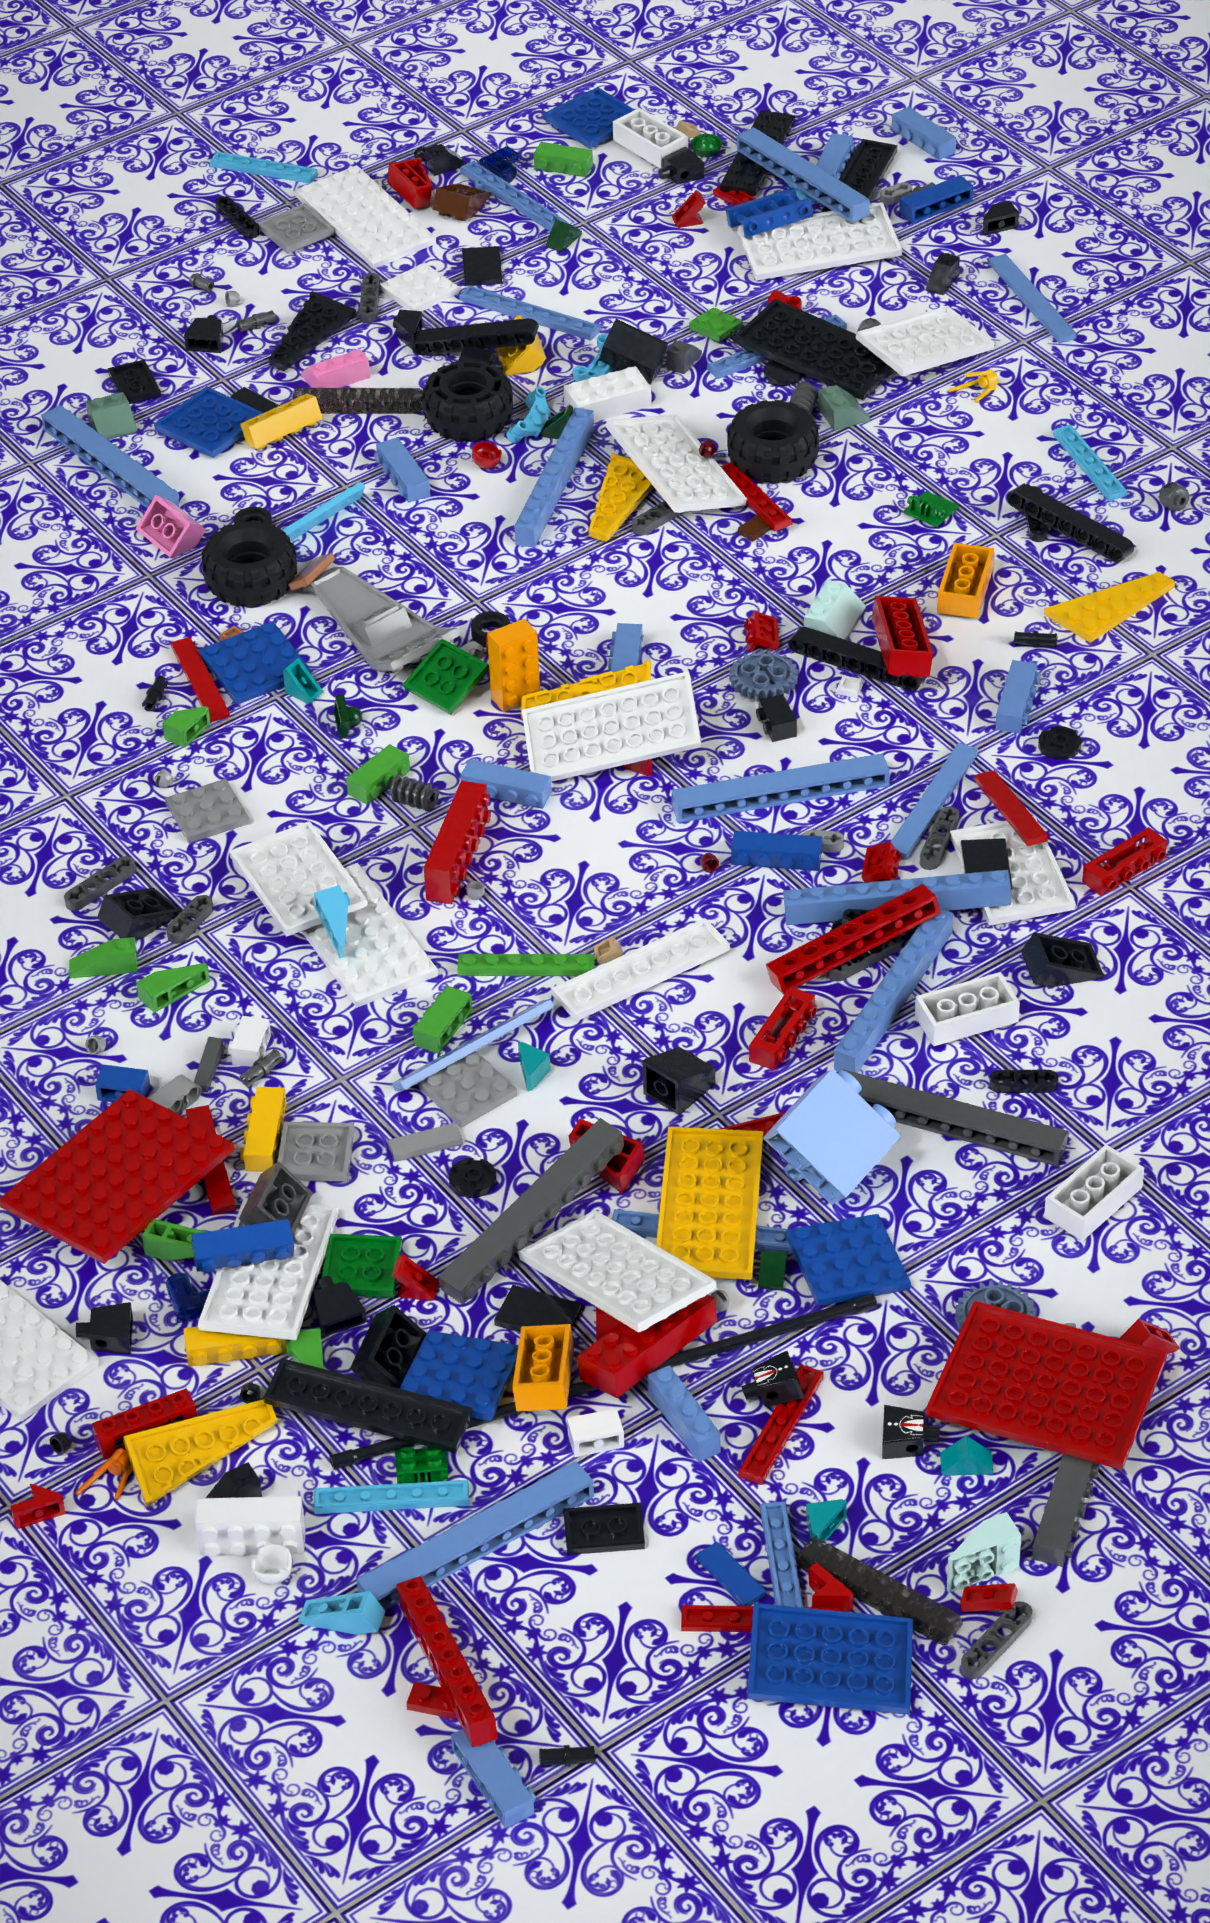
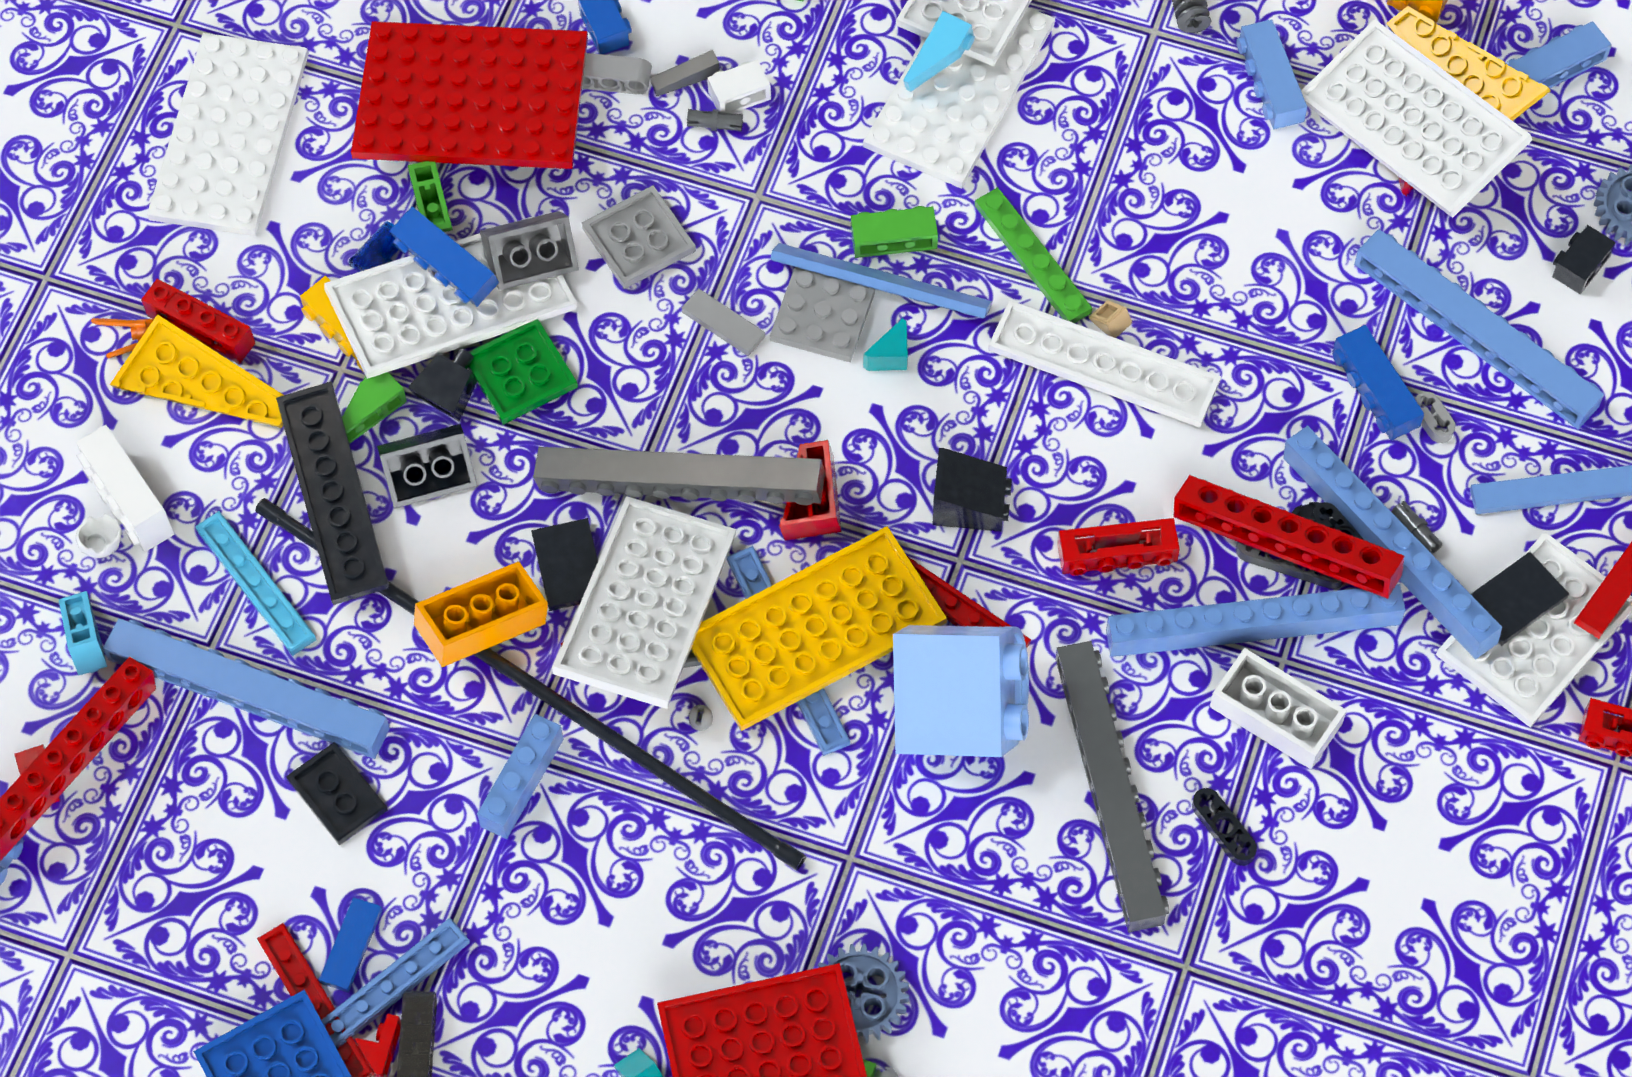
camera: 55 degrees right, 20 degrees up
(43, 1506) = (50, 302): red slope -> none
(60, 1442) = (136, 268): black hinge -> none
(109, 1328) = (295, 215): black torso -> none
(216, 1181) = (589, 137): red tile -> none
(237, 1483) = (170, 448): black slope -> none
(255, 1394) = (298, 380): black hinge -> none
(264, 1128) = (639, 170): yellow brick -> none
(414, 1280) = (528, 427): red slope -> none
(421, 1460) = (303, 582): green hinge -> none
(456, 842) = (1142, 85): red brick -> none
(463, 1371) = (434, 542): blue plate -> none
(472, 1178) = (707, 393): black tile -> none
(475, 890) = (1104, 144): light grey hinge -> none
(566, 1755) = (36, 932): black pin -> none
(595, 1432) = (445, 710): white brick -> none
(628, 1356) = (527, 682): red brick -> none
(709, 862) = (1311, 329): dark red hinge -> none
(772, 1269) = (779, 738): dark green slope -> none
(774, 1381) = (617, 836): torso -> none
(779, 1428) = (577, 873): red tile -> none
(825, 1517) = (467, 989): teal slope -> none
(847, 1259) = (838, 804): blue plate -> none
(881, 863) = (1441, 495): red bracket -> none
(905, 1433) = (634, 999): torso -> none
(939, 838) = (1530, 523): dark grey beam -> none
(1060, 961) = (1432, 760): black slope -> none
(1094, 1192) = (1098, 992): white brick -> none

